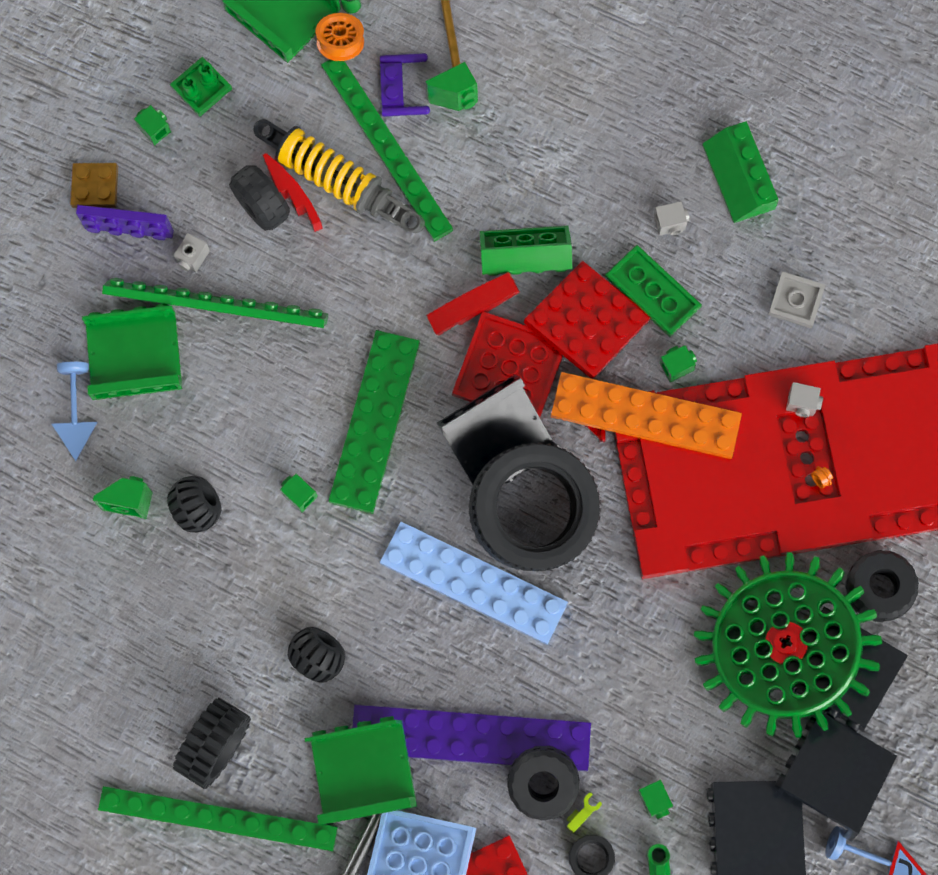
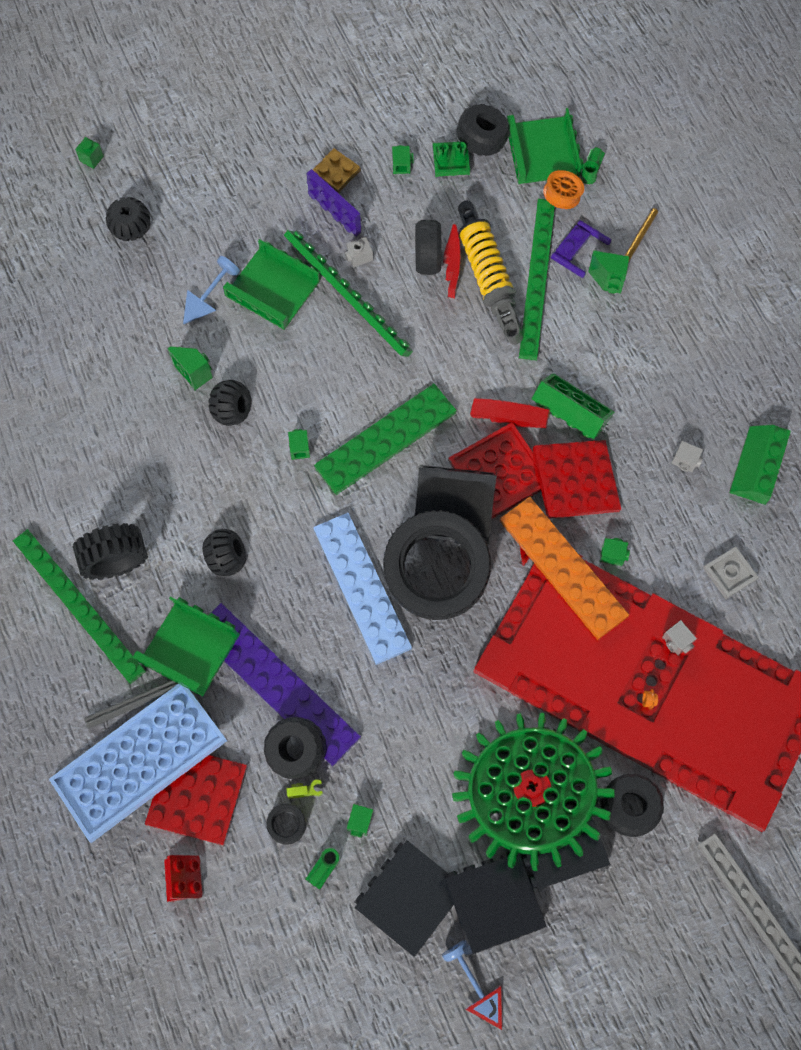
camera: 35 degrees right, 5 degrees down
(210, 18) = (483, 129): none -> black tyre
(653, 290) = (637, 494): green piece -> none

